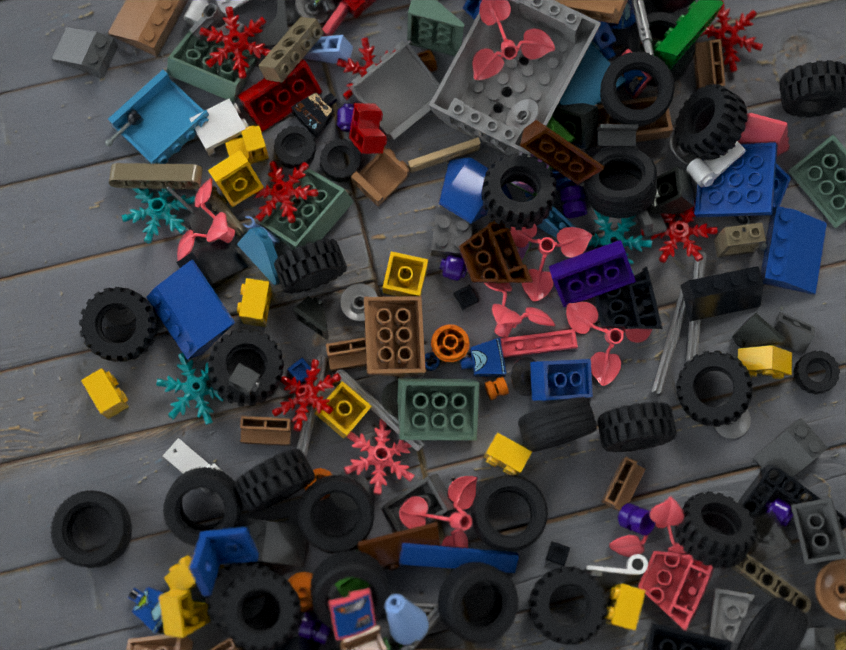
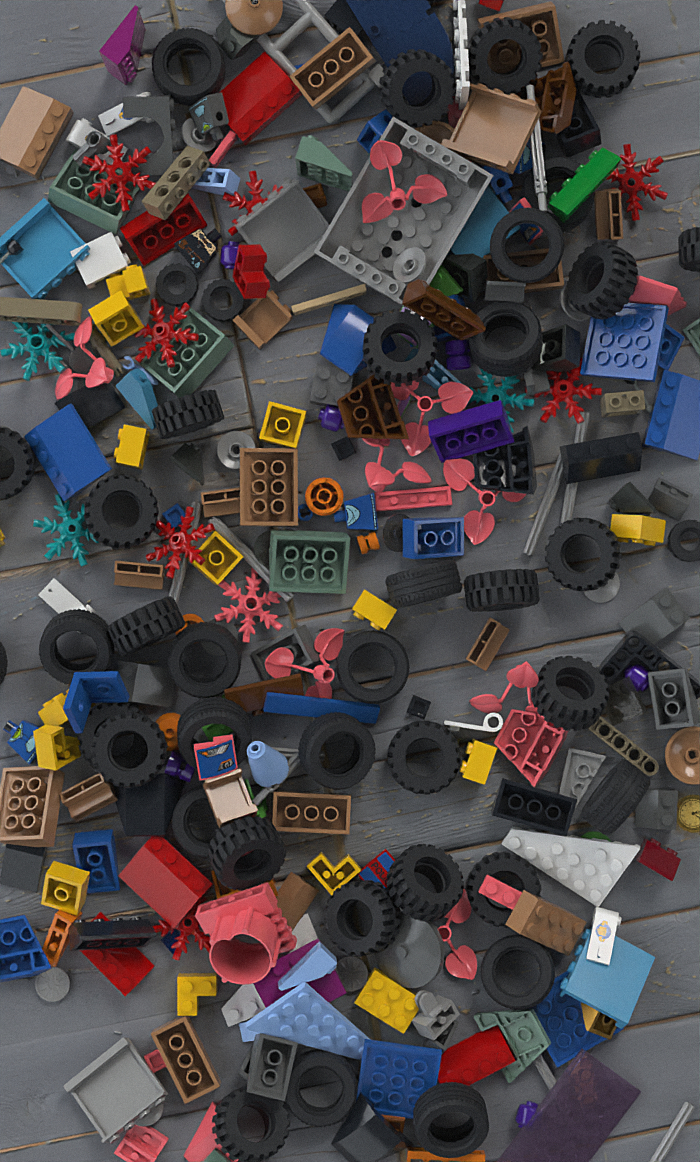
camera: 15 degrees right, 10 degrees up
(244, 380) = (119, 528): dark grey brick -> none
(636, 519) = (495, 678): dark purple wheel -> none
(706, 171) = (594, 330): white door -> none

